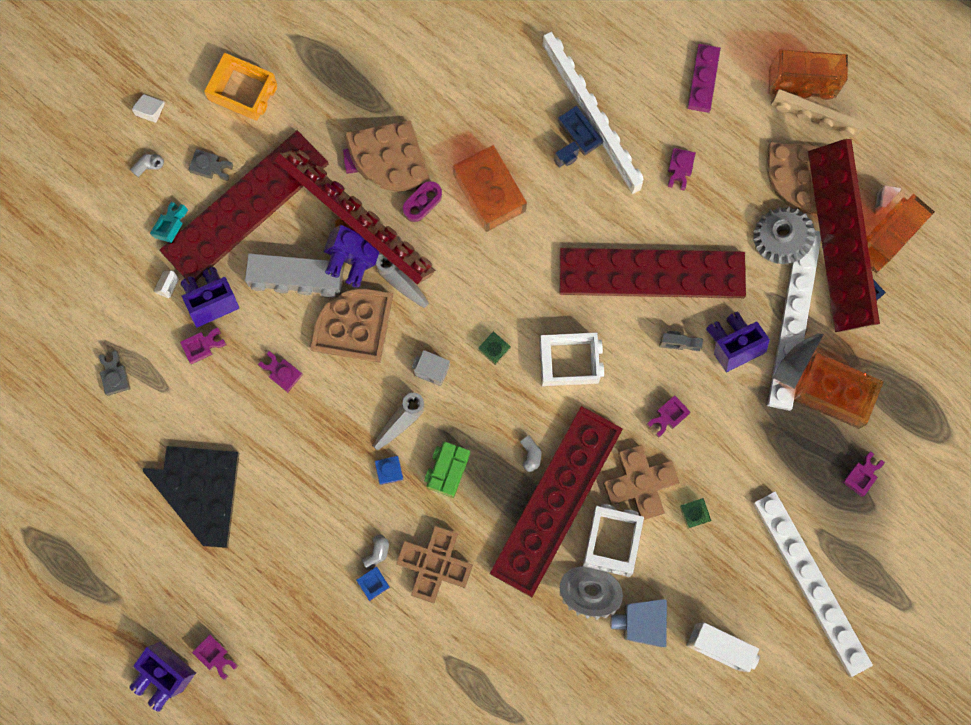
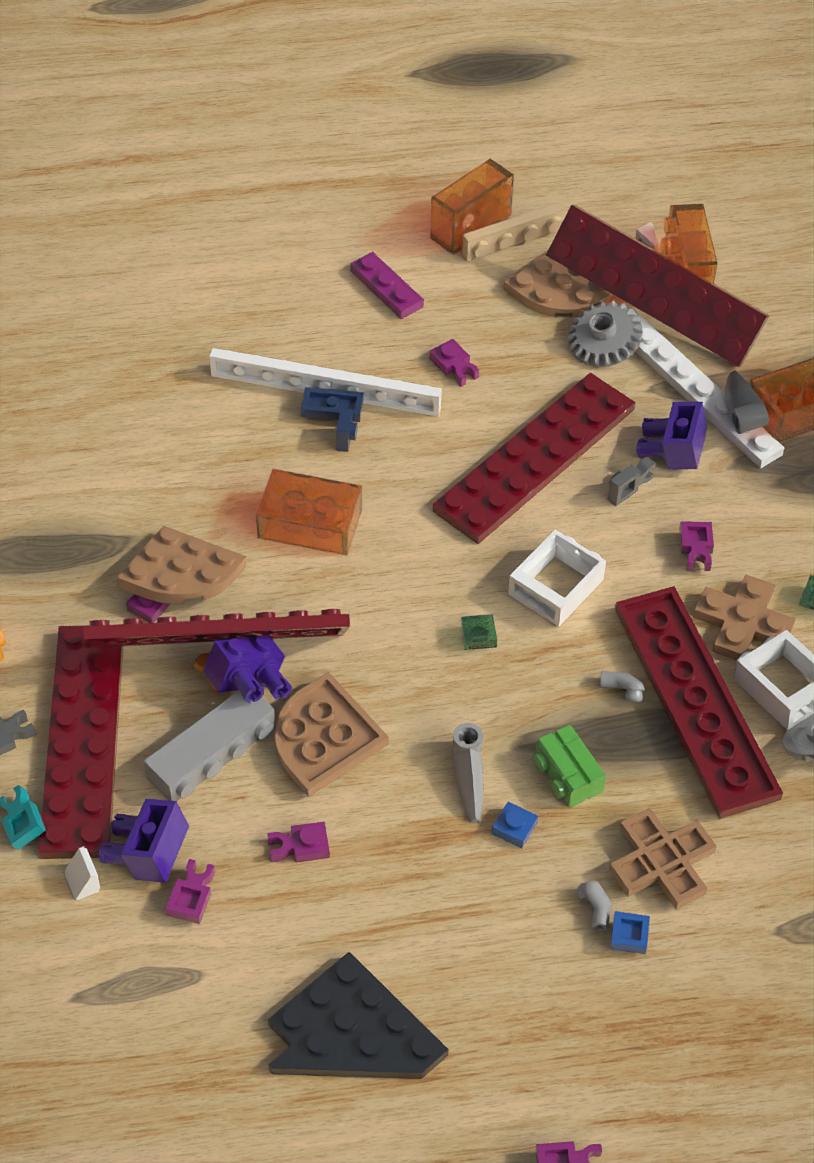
camera: 45 degrees left, 25 degrees down
(114, 377) = (129, 1015): dark grey plate -> none
(400, 281) = (316, 659): light grey piece -> none
(421, 201) = (258, 580): magenta plate -> none
(431, 367) = (444, 699): light grey brick -> none

